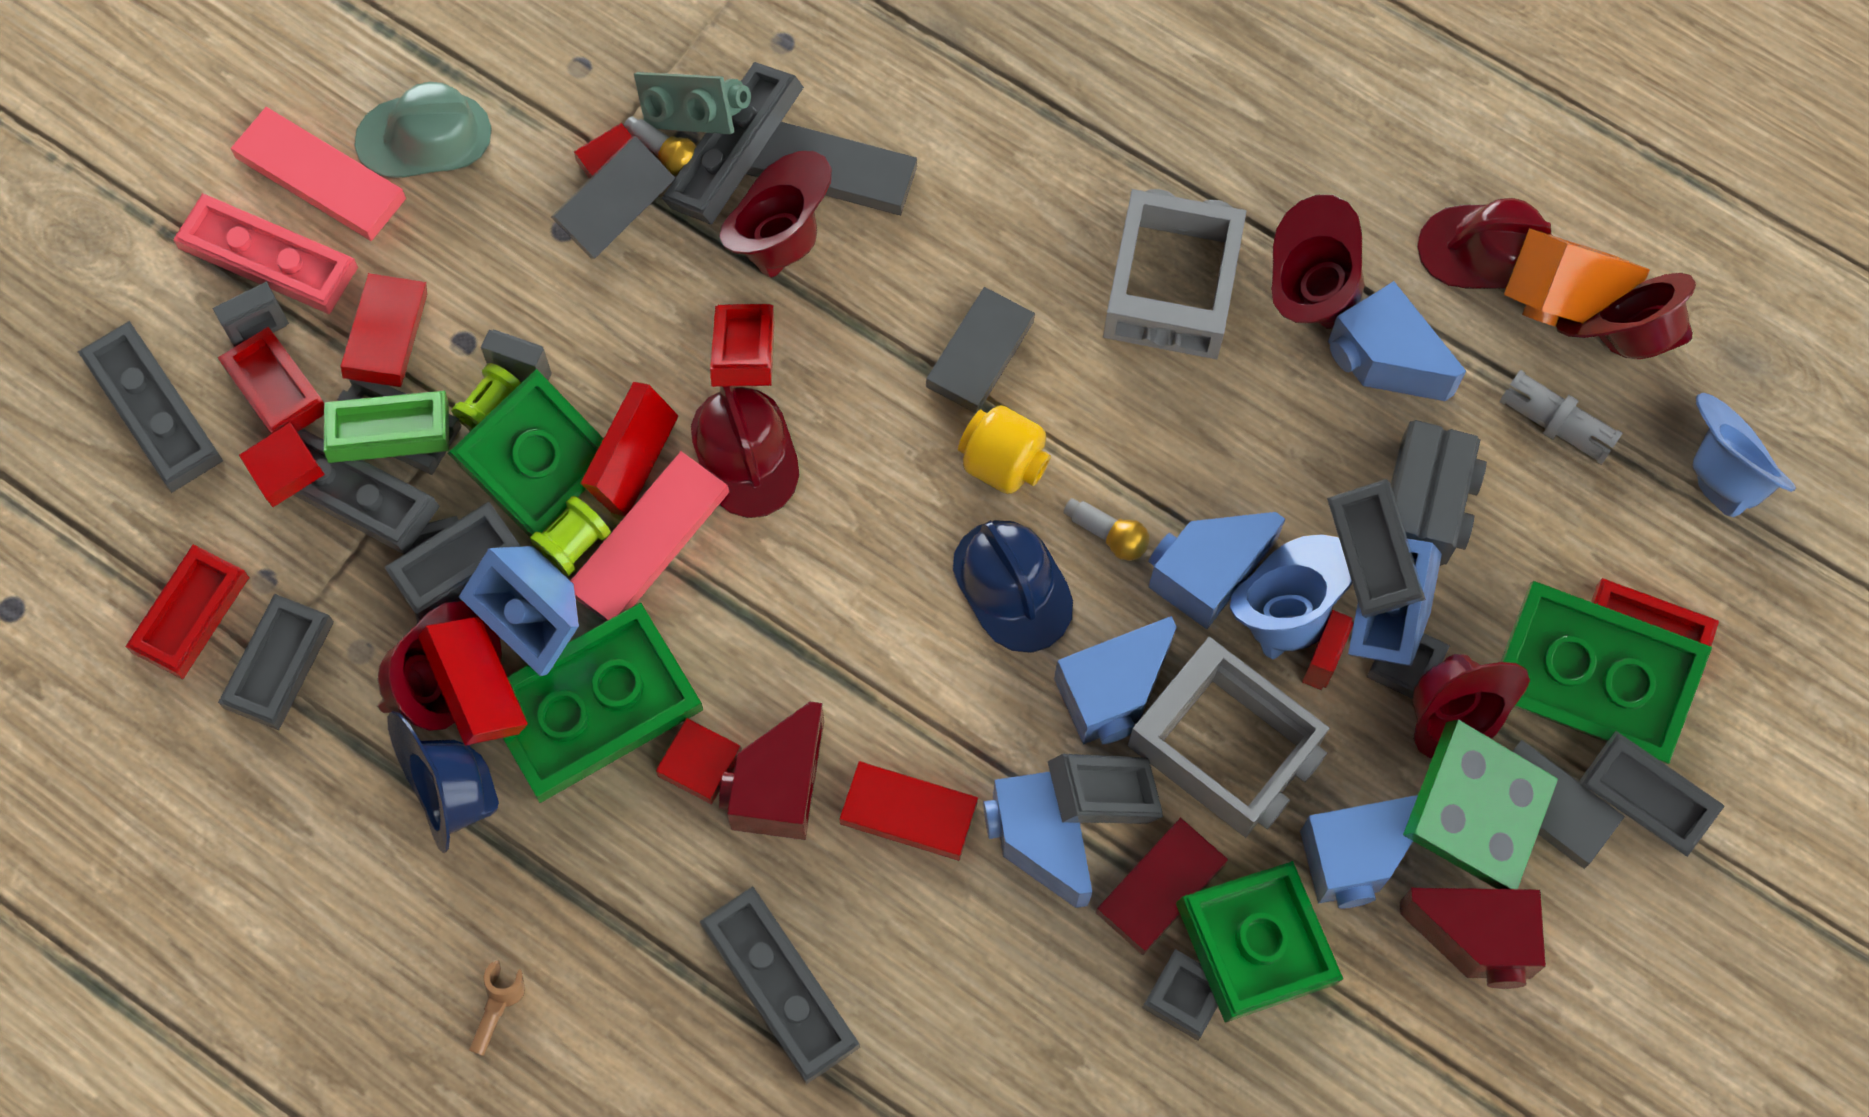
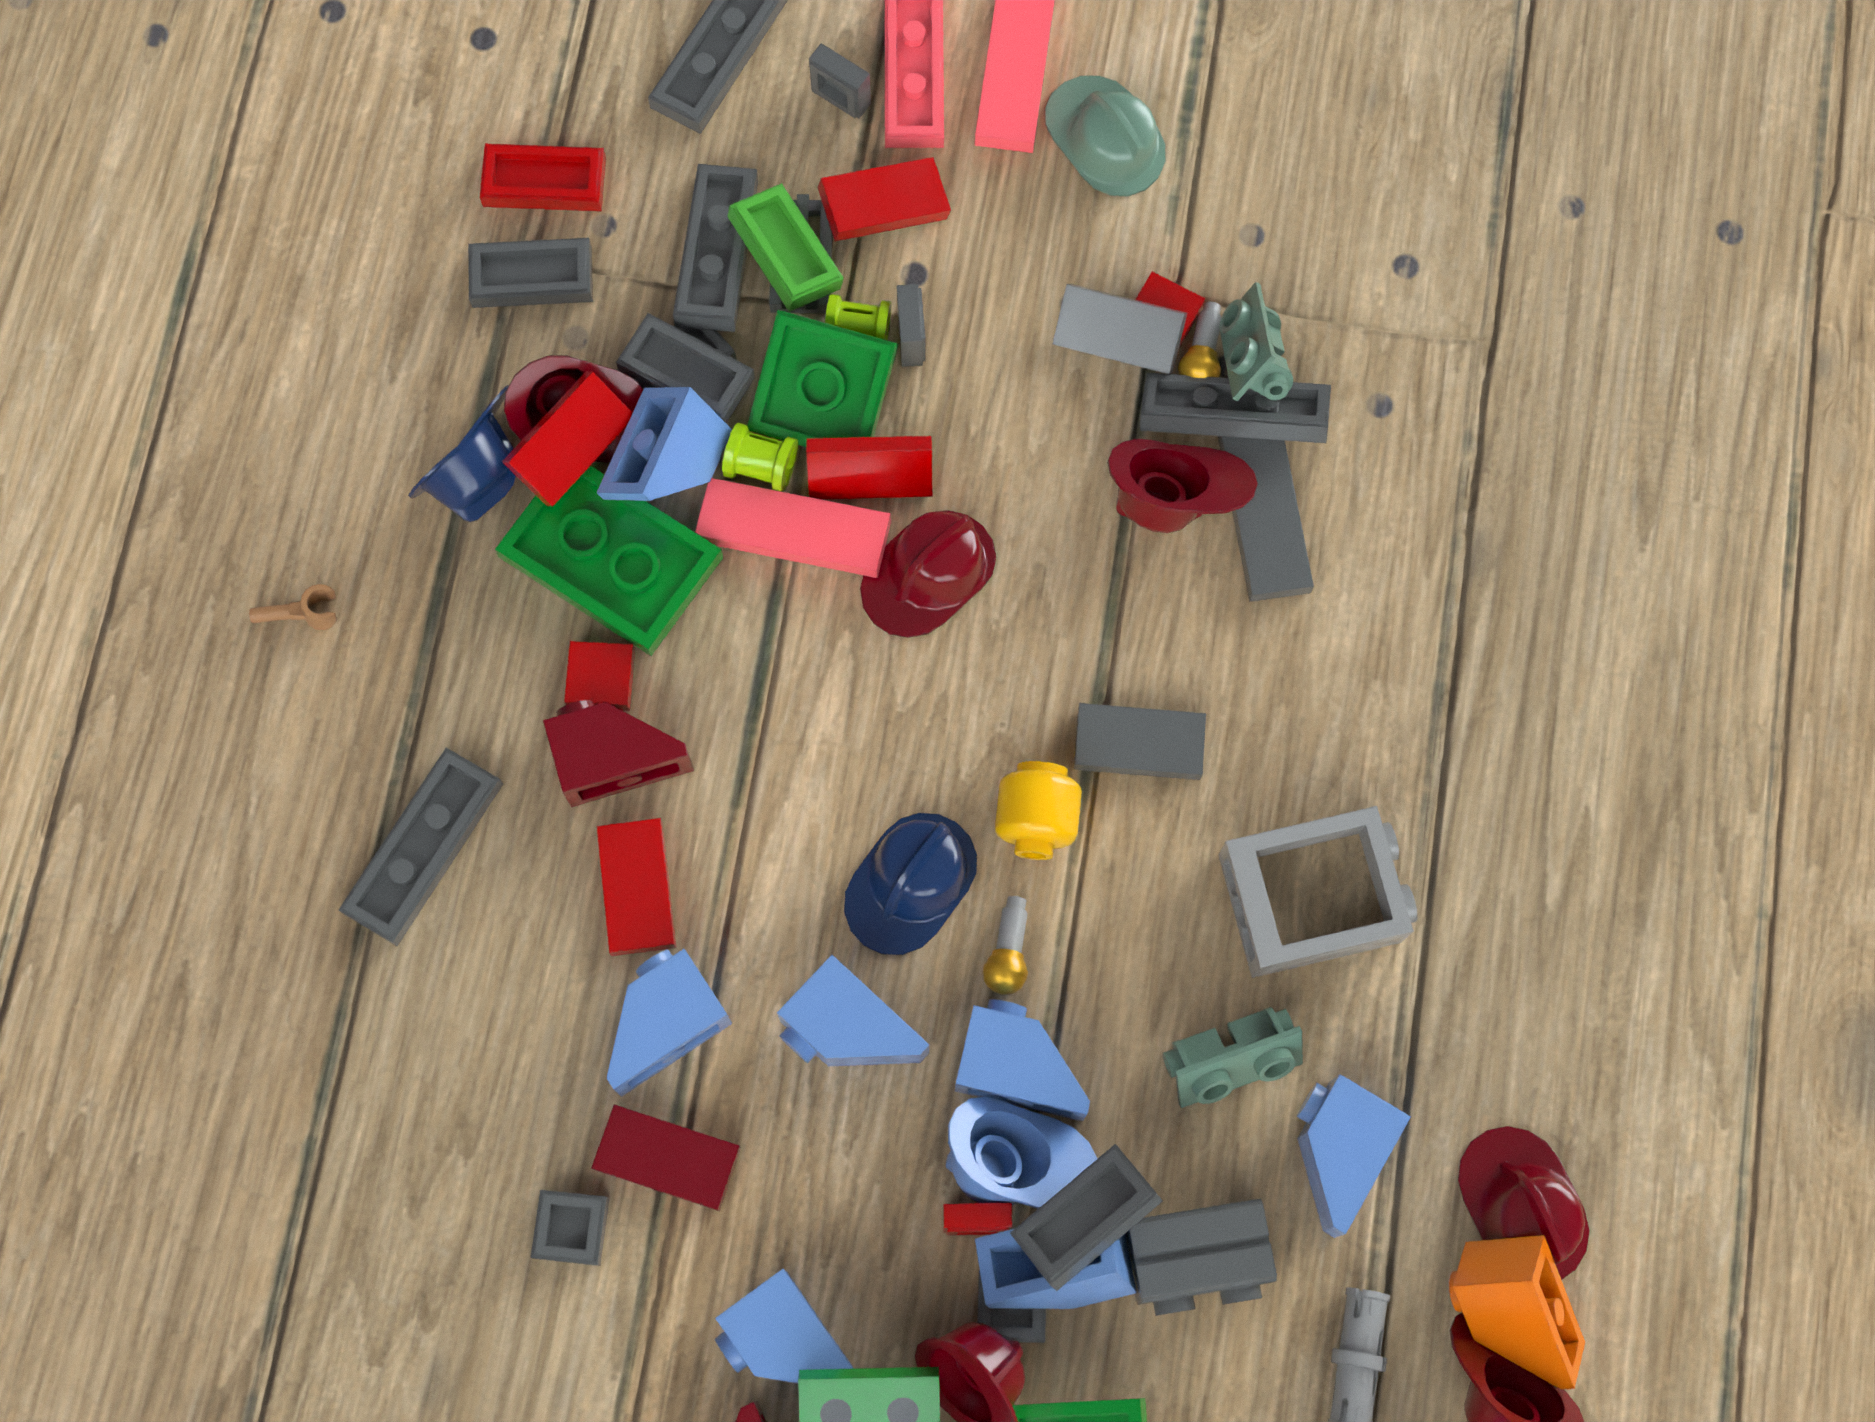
camera: 65 degrees right, 5 degrees up
(272, 382) = (784, 134): red tile -> none
(281, 464) = (705, 179): red tile -> none
(742, 345) = (1021, 516): red tile -> none
(1105, 789) = (725, 1058): dark grey tile -> none
(1259, 941) = (647, 1275): green tile -> none
(1282, 374) = (1262, 1050): none -> sand green hinge
(1282, 713) = (858, 1092): light grey window -> none
(1317, 261) = (1395, 1030): dark red piece -> none

